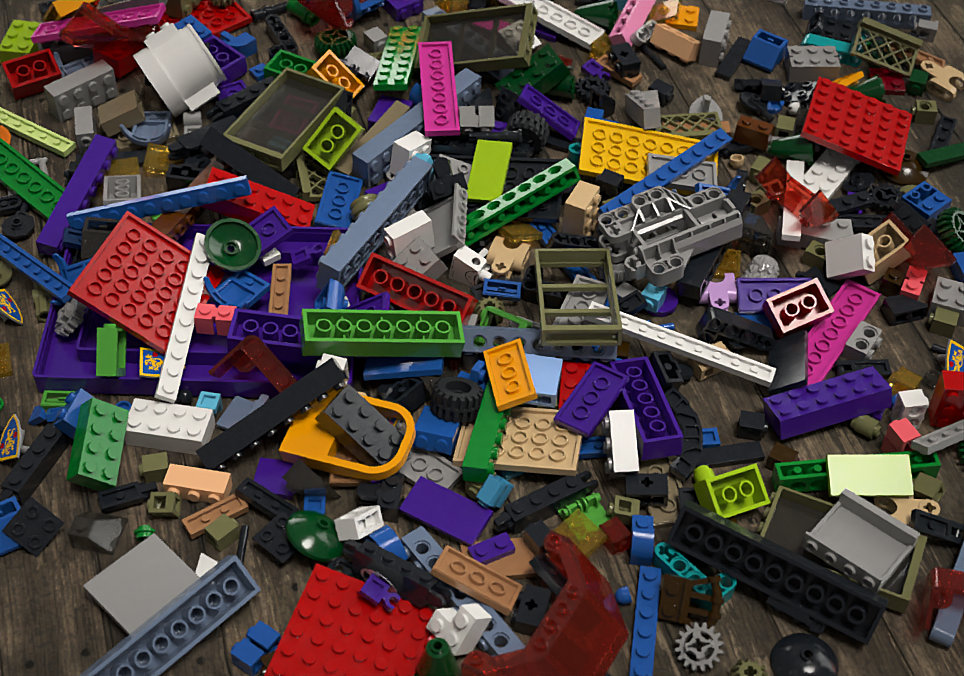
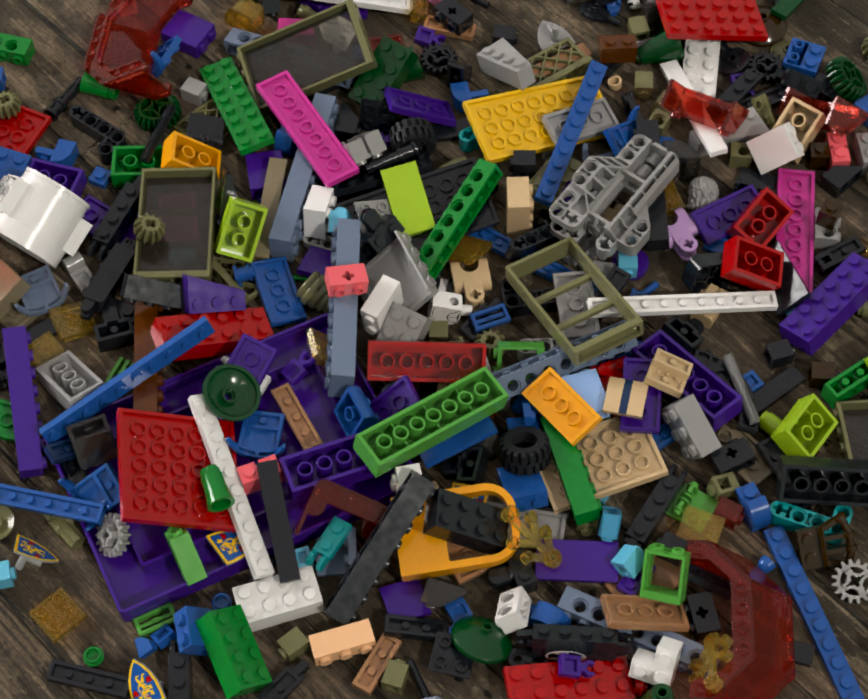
camera: 25 degrees left, 10 degrees up
(166, 310) = (215, 489): none -> green plant
(171, 501) = (334, 676): olive brick -> none
(202, 359) = (278, 521): none -> black tile
(236, 398) = (329, 543): none -> teal hinge
(257, 107) = (149, 228): none -> olive gear
(271, 173) = (209, 296): none -> dark purple wedge
(317, 175) = (244, 274): none -> blue brick
(319, 52) = (157, 134): none -> black axle
(384, 198) = (346, 280): none -> coral brick
(411, 469) = (549, 555): none -> clear yellow plant
(455, 282) = (438, 330): none -> olive tile
(489, 653) = (712, 644): none -> clear yellow plant
(490, 528) = (629, 561): none -> medium azure brick
(499, 545) = (661, 593): none -> bright green window
(573, 392) = (625, 397): none -> tan slope
(625, 388) = (668, 373): none -> tan slope
(691, 437) = (740, 388): none -> light grey axle
(764, 335) = (752, 264): none -> red brick
(861, 223) = (763, 108): none -> olive hinge
(868, 327) = (829, 214): none -> dark brown brick

